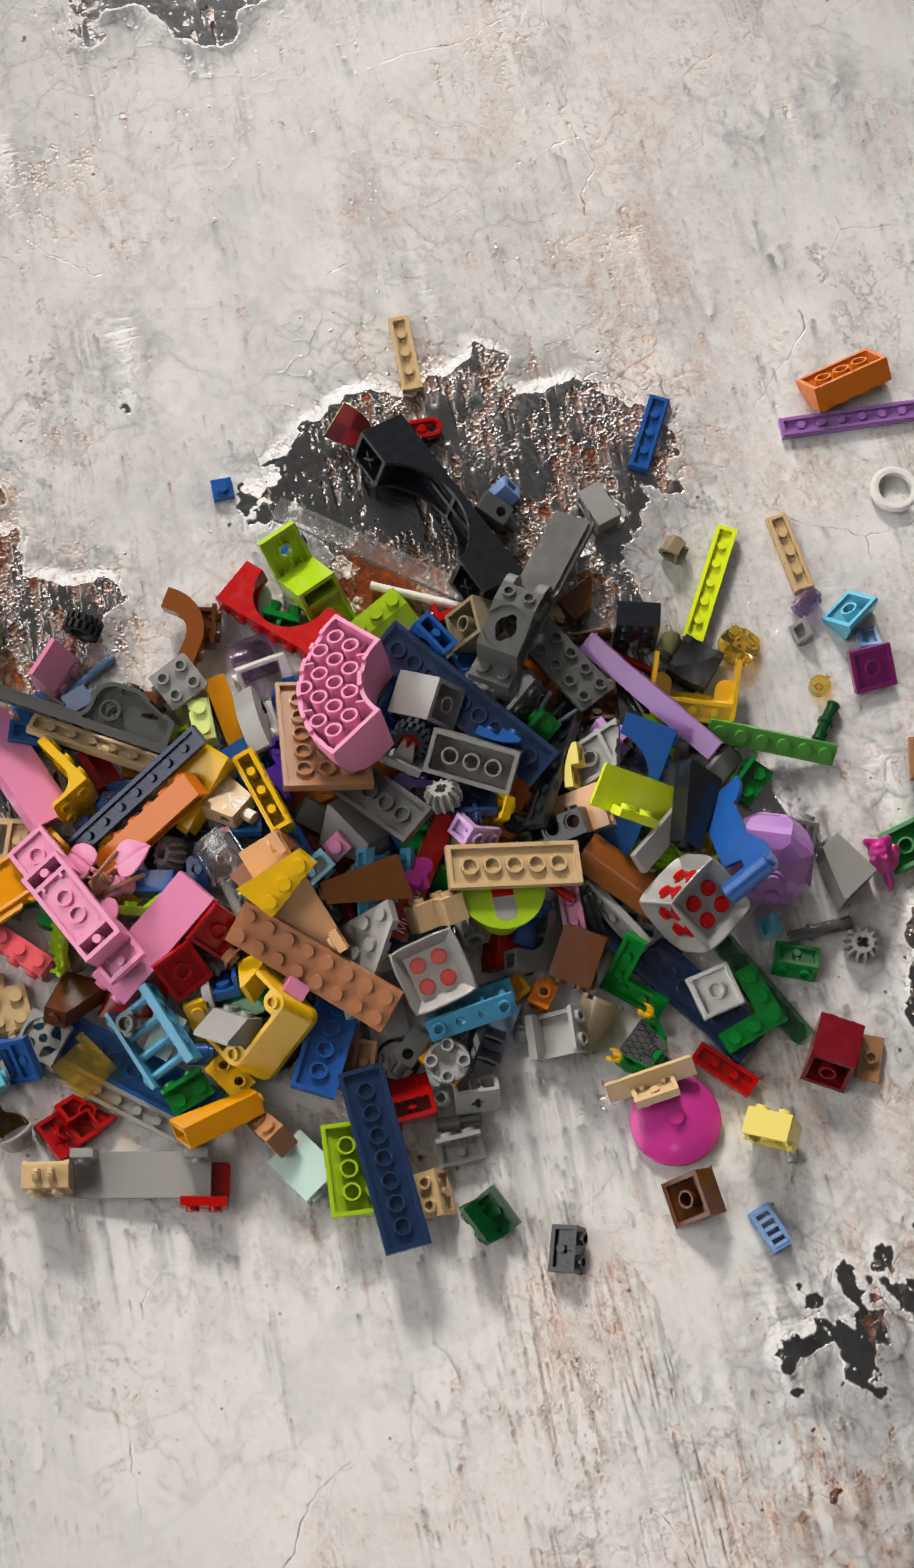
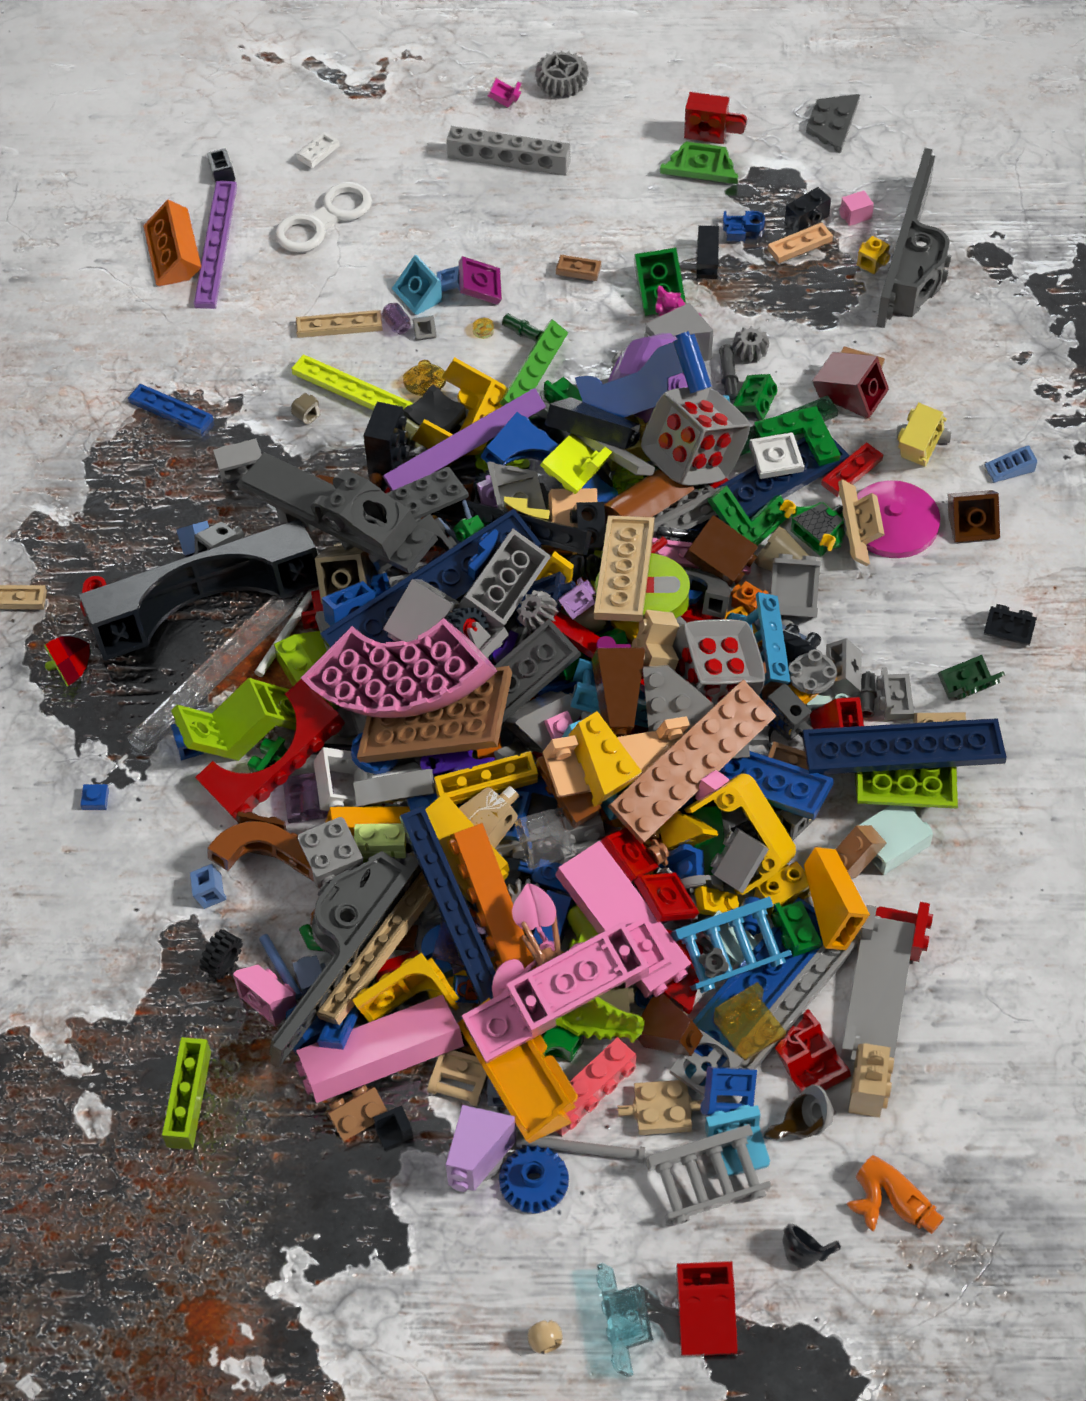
camera: 75 degrees left, 15 degrees down
(148, 599) = (207, 886): none -> medium blue brick

